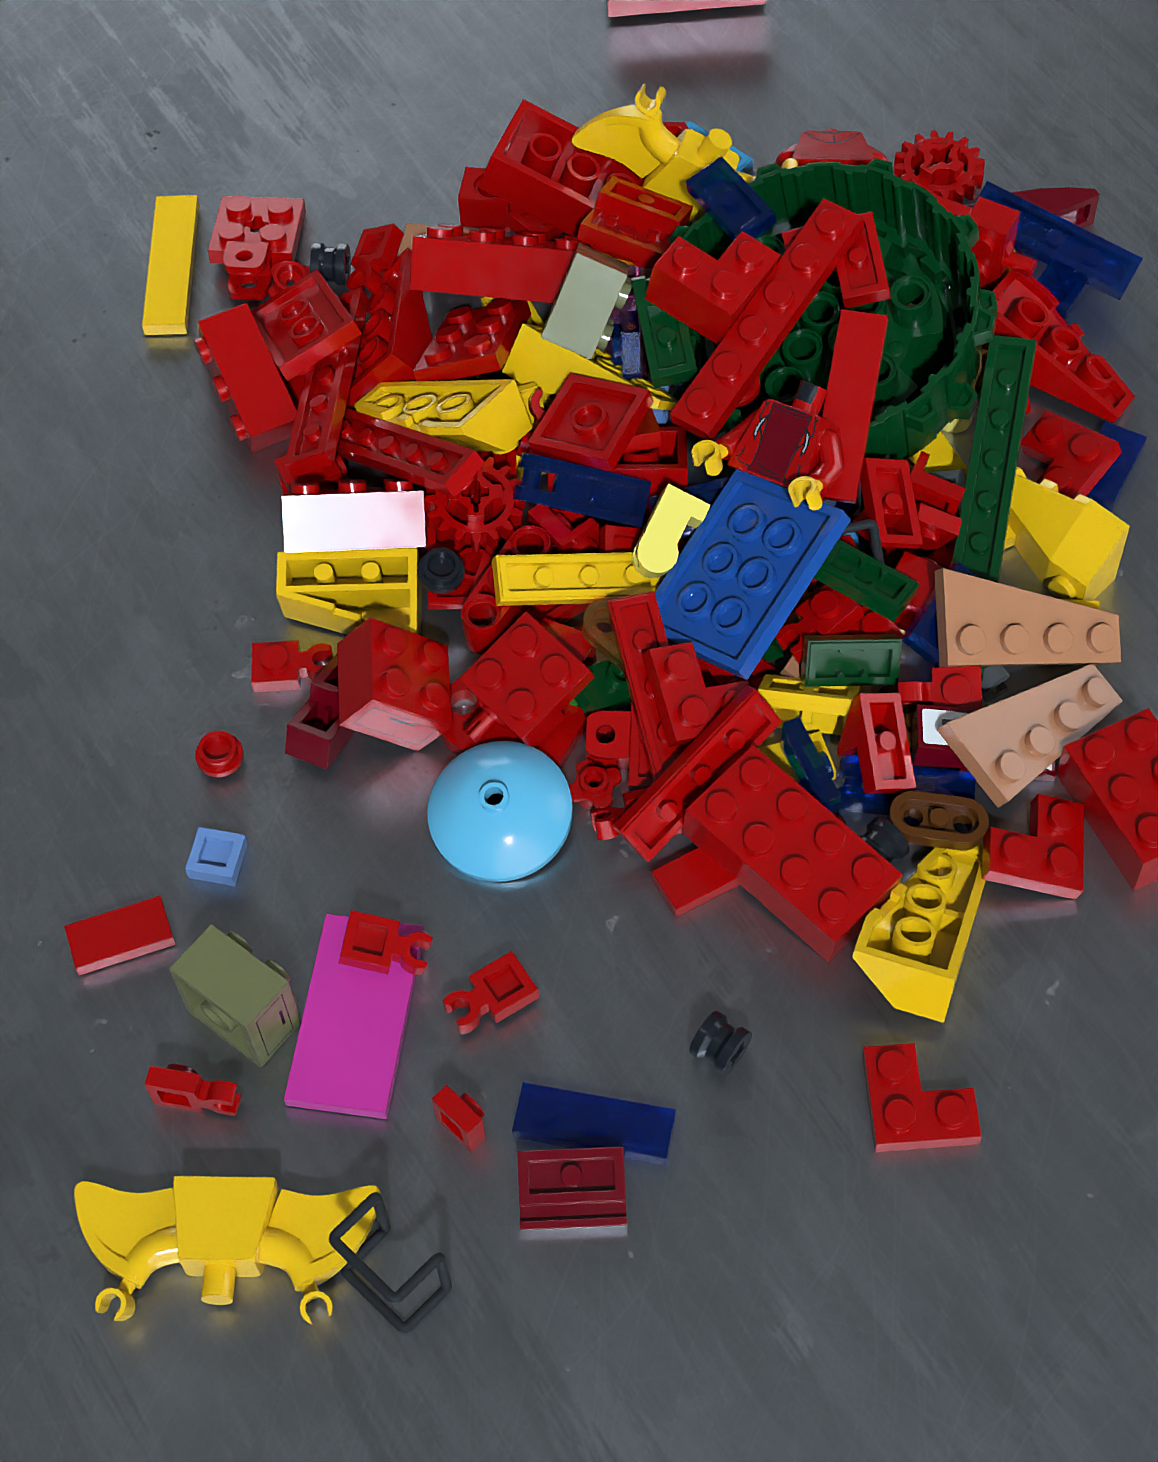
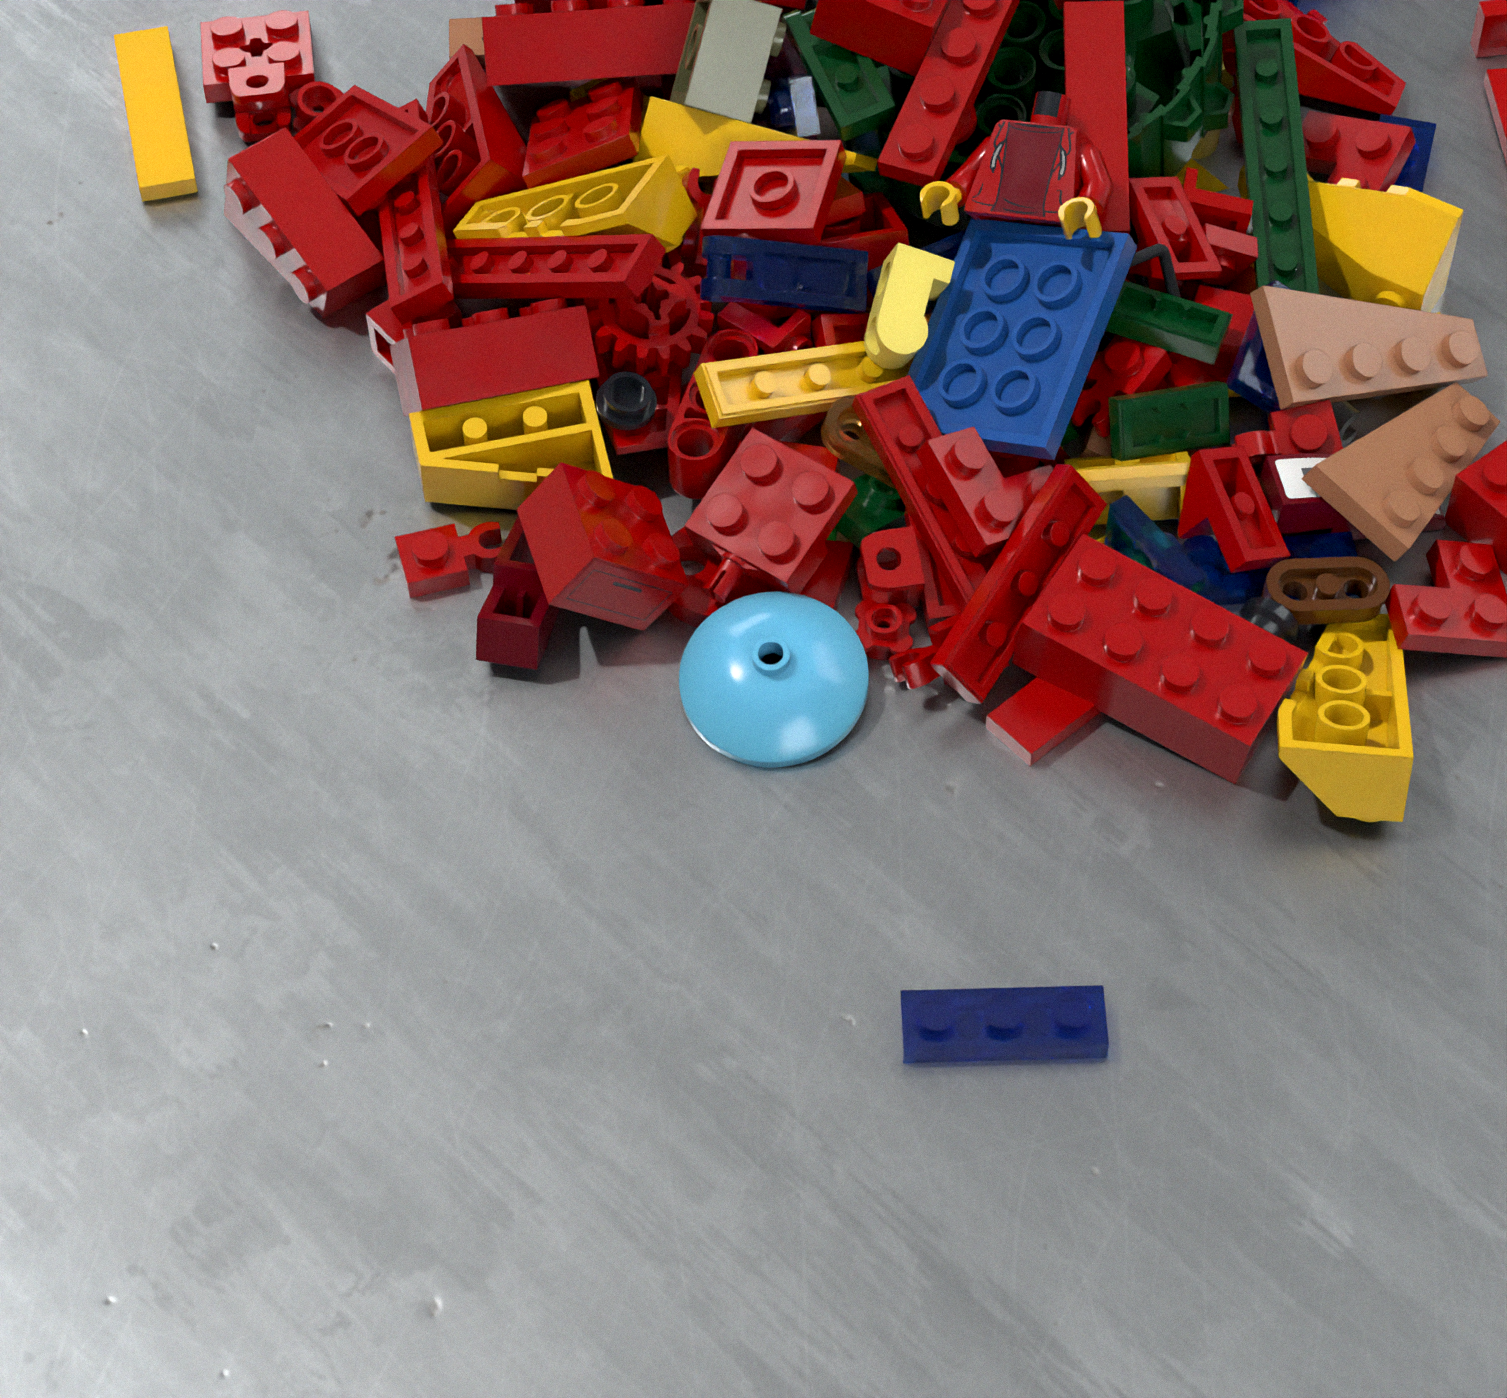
camera: 15 degrees left, 5 degrees down
(119, 935) = (320, 916): red tile -> none
(184, 1089) = (468, 1083): red plate -> none
(216, 856) = (420, 799): medium blue tile -> none
(218, 1232) = (567, 1245): yellow torso -> none
(219, 754) = (389, 675): red plate -> none
(237, 994) = (506, 949): olive brick -> none
(331, 262) = (367, 74): black wheel -> none
(350, 1031) = (659, 956): dark pink tile -> none
(355, 1261) = (869, 1215): black piece -> none
(373, 254) = (418, 59): red plate -> none
(373, 943) = (667, 859): red plate -> none
(460, 1116) = (833, 1046): red plate -> none
(497, 989) = (832, 887): red plate -> none
(572, 1188) = (1001, 1103): dark red plate -> none
(720, 1042) = (1135, 896): black wheel -> none
(907, 1116) = (1389, 940): red plate -> none

